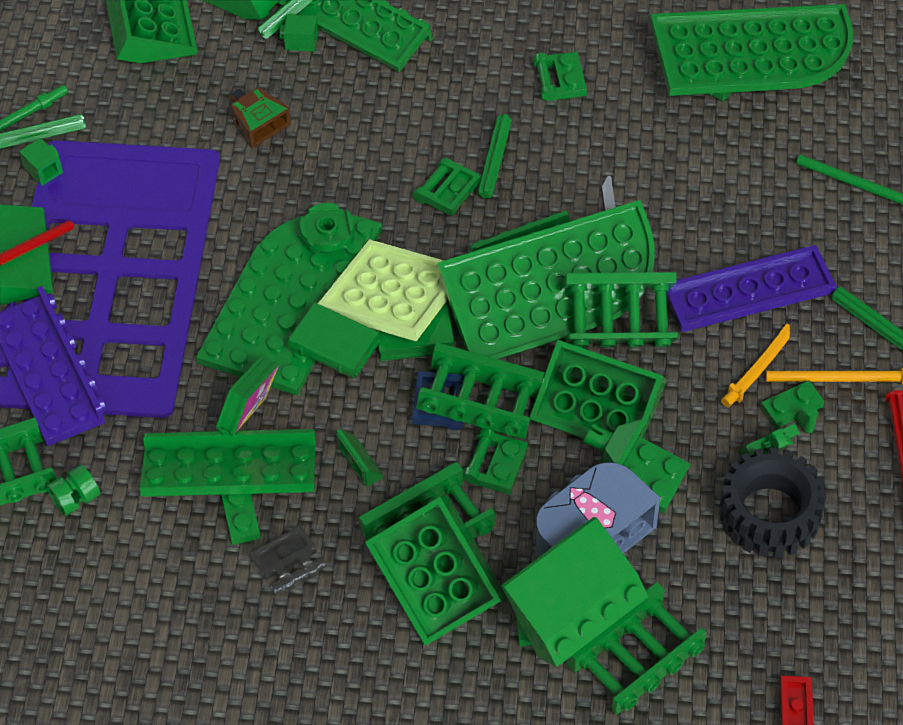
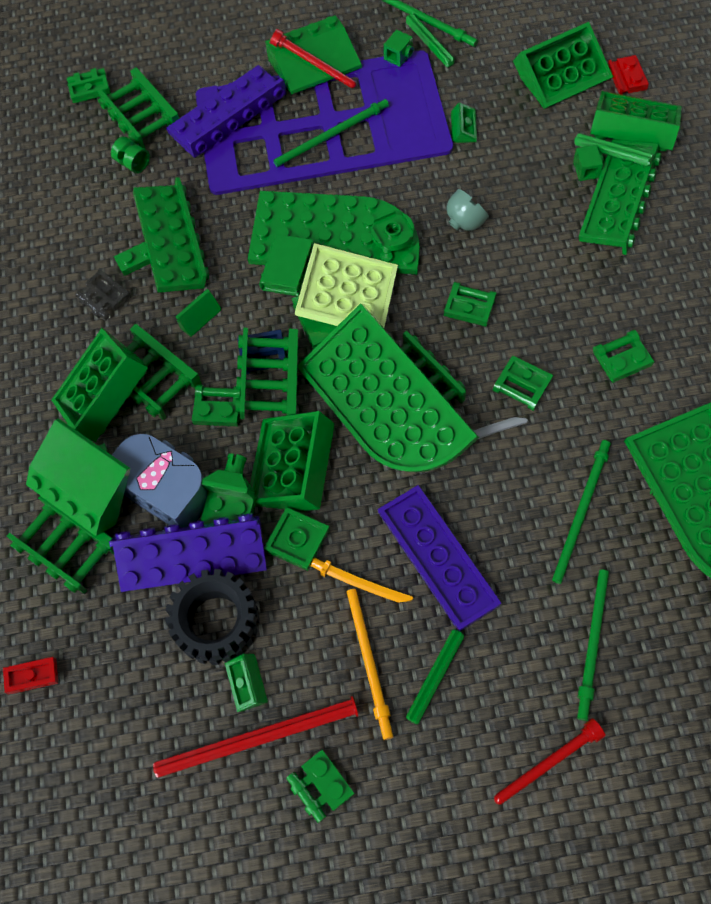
camera: 80 degrees right, 10 degrees up
(123, 211) = (373, 109): none -> green bar
(184, 133) = (463, 124): none -> green slope
(247, 395) = (218, 222): green piece -> none
(258, 115) = (491, 160): reddish brown torso -> none
(325, 156) = (464, 212): none -> sand green cylinder
(494, 156) = (515, 329): green axle -> none
(560, 160) = (525, 376): none -> green plate
(632, 283) = (395, 455): green fence -> none
(672, 126) = (600, 457): none -> green bar
(688, 514) = (177, 552): none -> dark purple bracket
(694, 411) = (297, 539): none -> green plate
(778, 439) = (273, 602): green hinge -> none
(794, 404) = (325, 619): green plate -> none
(851, 495) = (246, 682): none -> green slope

